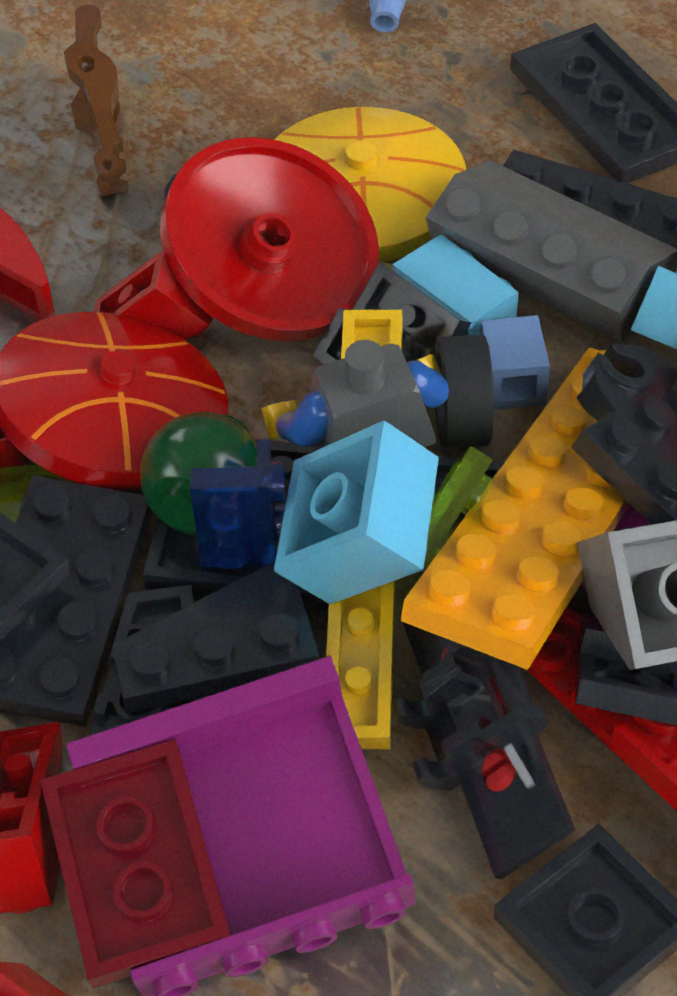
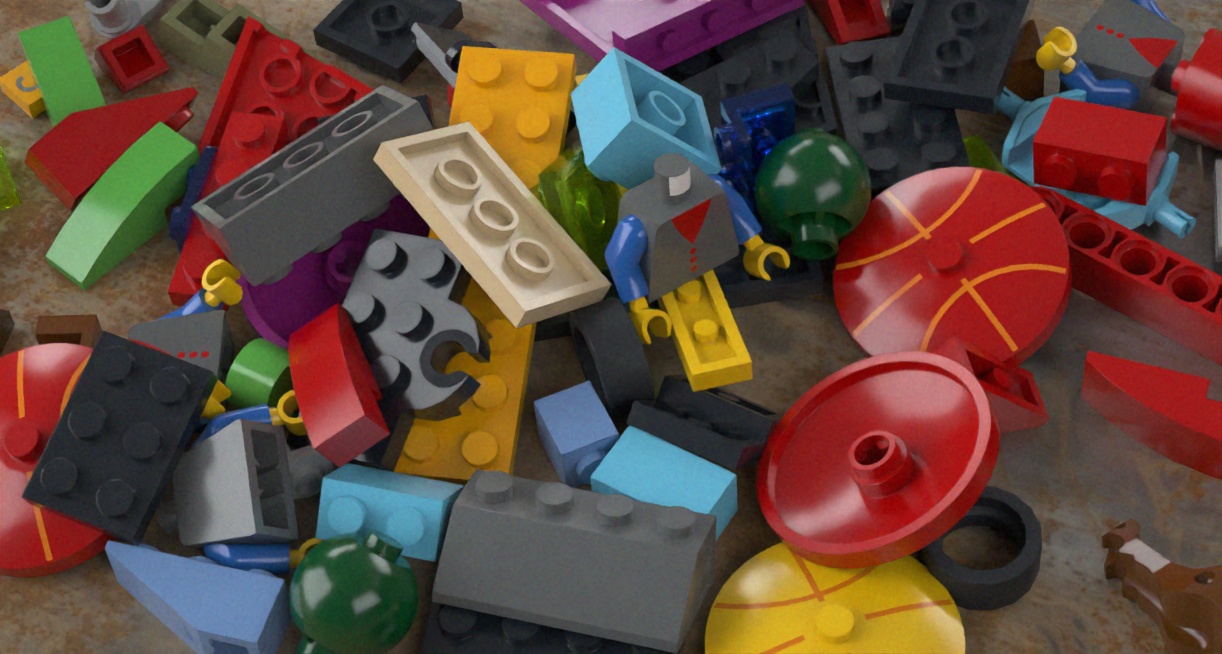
camera: 165 degrees right, 0 degrees up
(558, 435) = (492, 223): none -> tan plate

